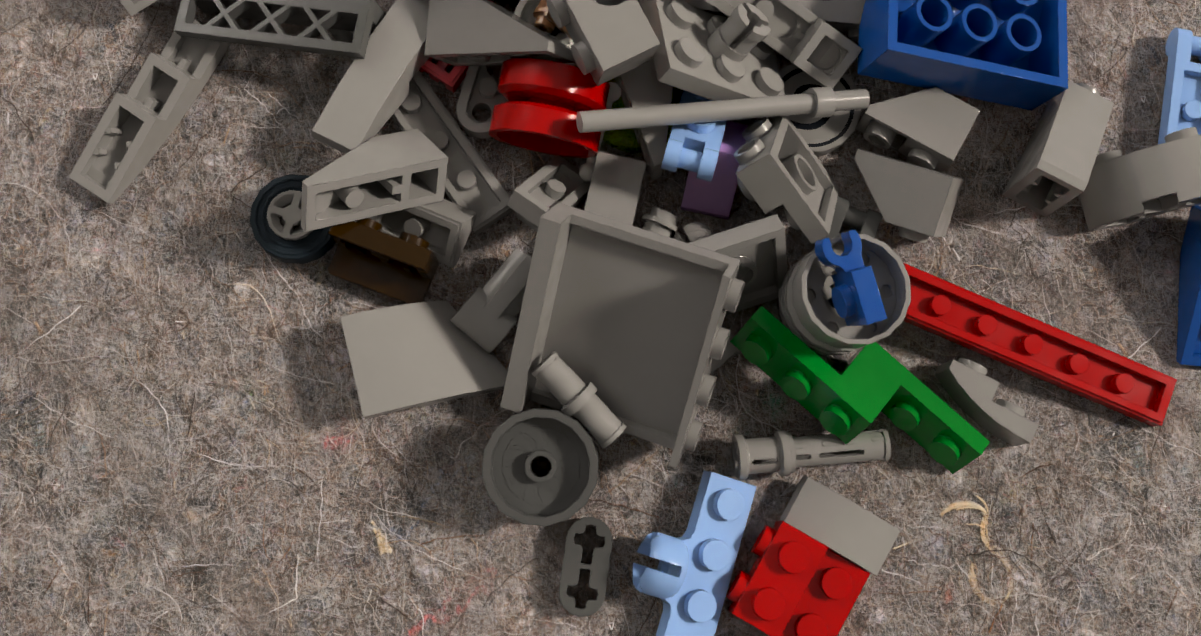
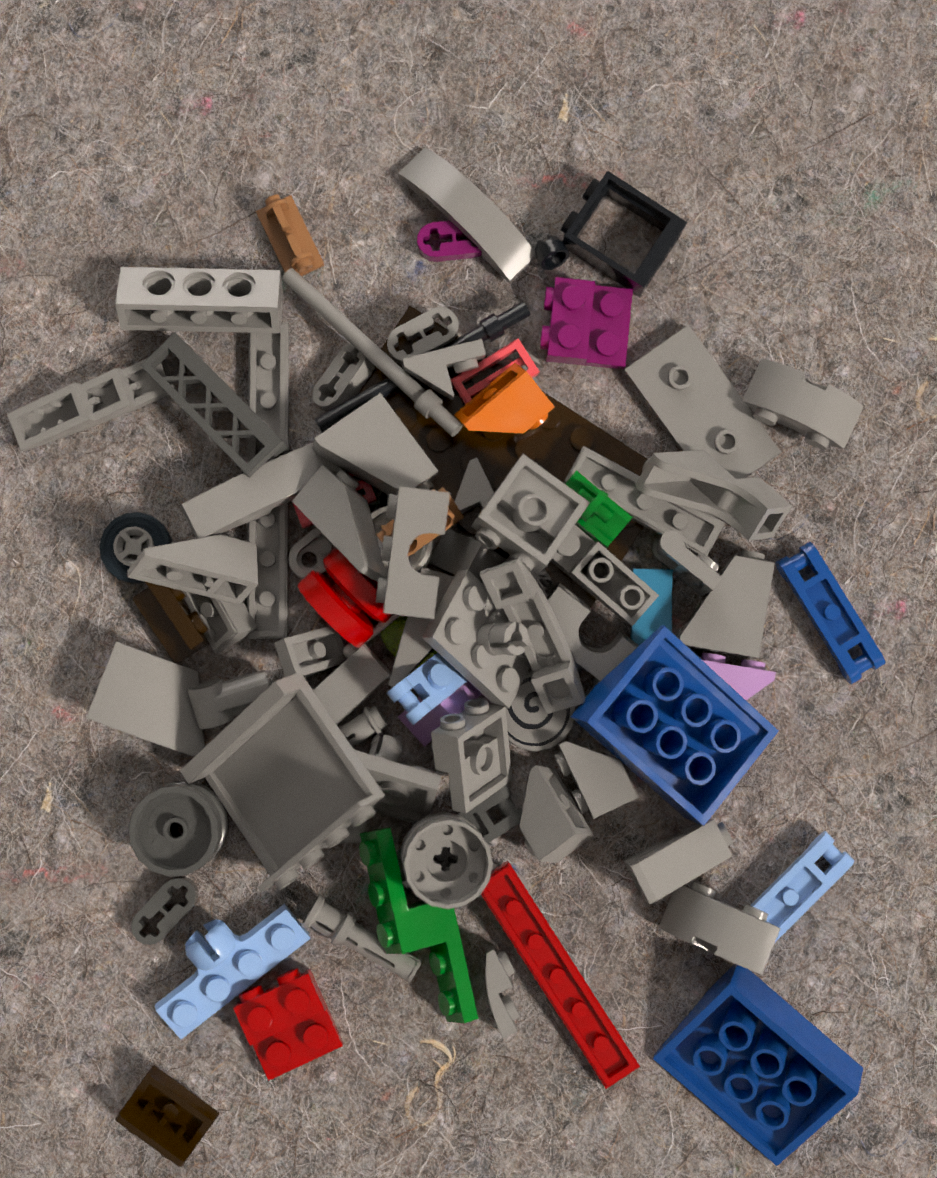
camera: 30 degrees right, 5 degrees up
(579, 399) = (231, 803): light grey pin -> none
(816, 103) = (528, 716): light grey bar -> none
(840, 525) = (346, 1001): light grey slope -> none
(855, 289) = (444, 867): blue plate -> none

